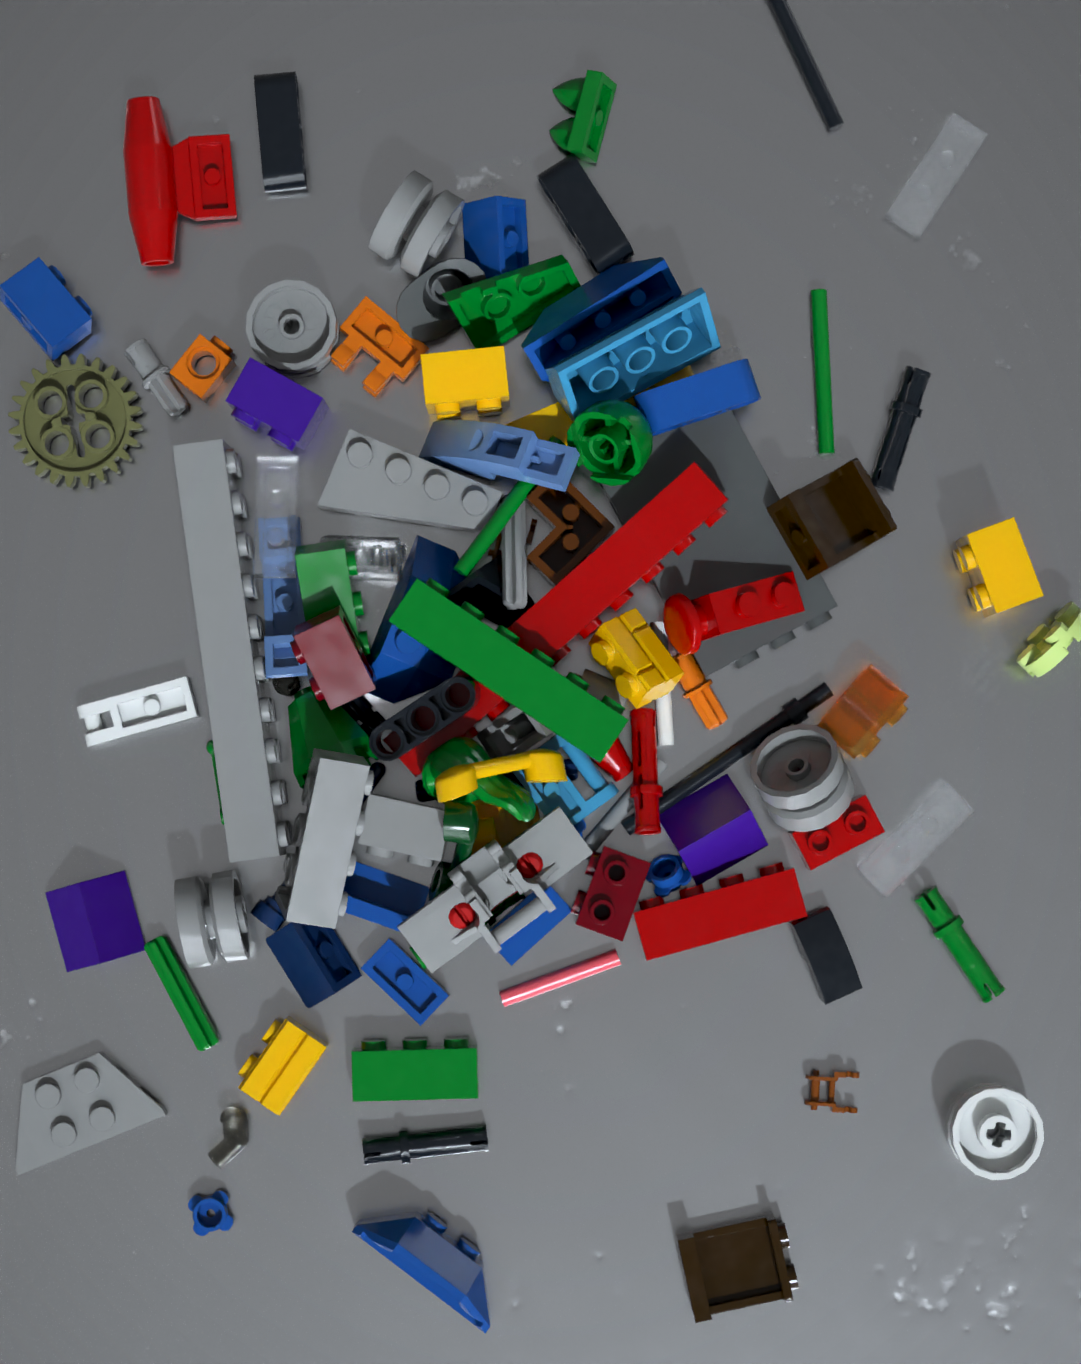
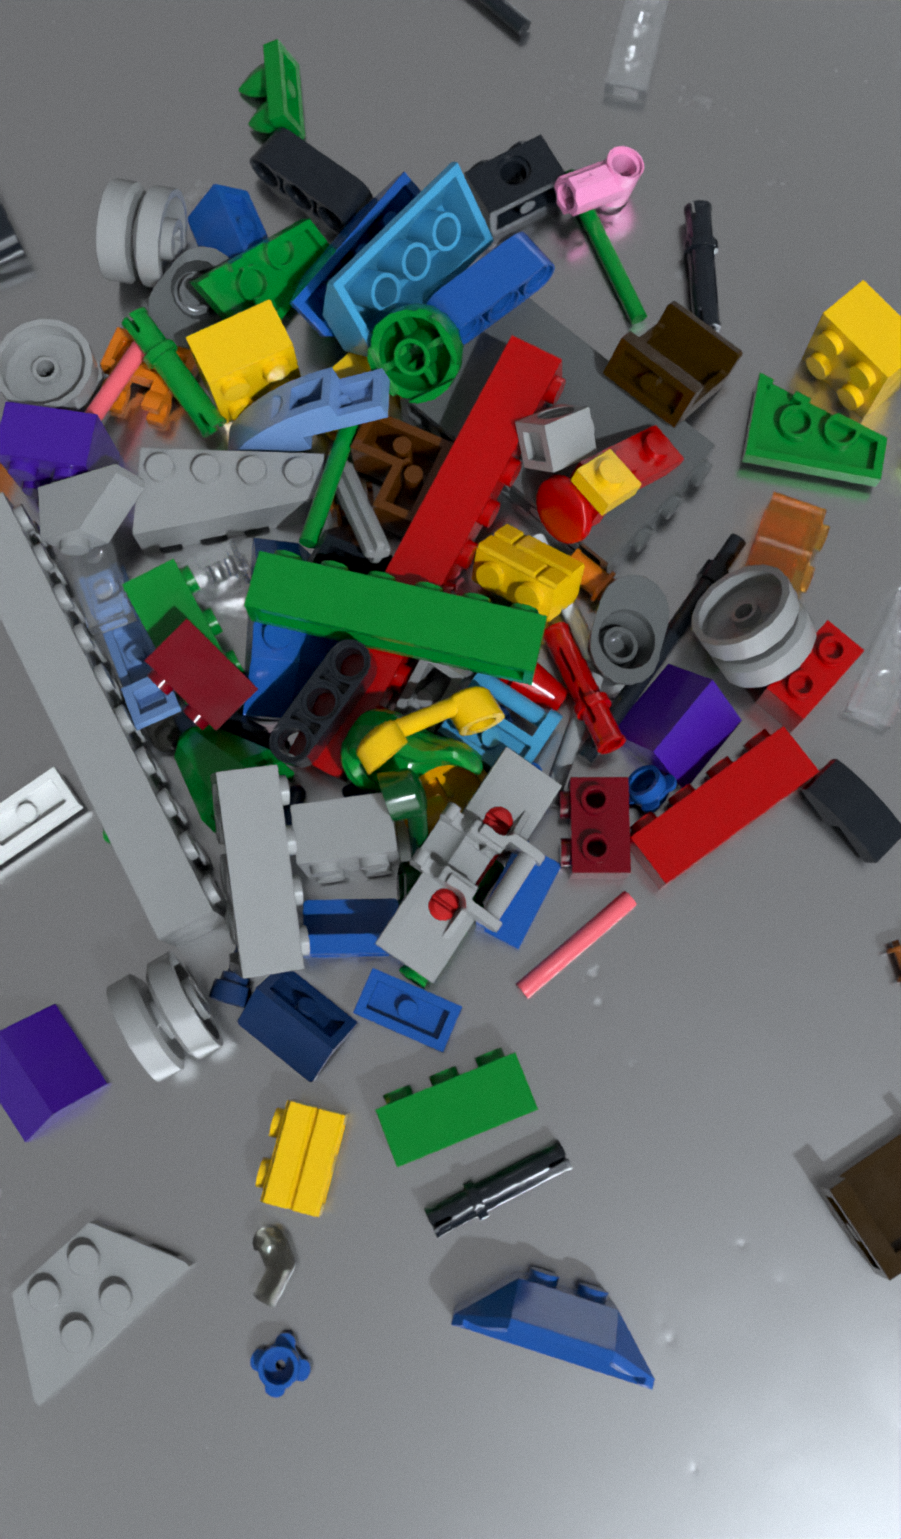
camera: 20 degrees left, 10 degrees down
(181, 993) = (162, 1117): green axle -> none
(284, 471) = (86, 508): none -> light grey slope
(353, 351) = (116, 381): none -> coral bar
(400, 365) = (162, 356): none -> green pin
(698, 565) = (556, 437): none -> light grey brick
(700, 740) = (629, 630): none -> dark grey piece
(721, 622) = (606, 482): none -> yellow plate
(744, 303) = (507, 205): none -> black brick
(836, 319) = (601, 183): none -> bright pink piece
(925, 621) = (805, 439): none -> green wing

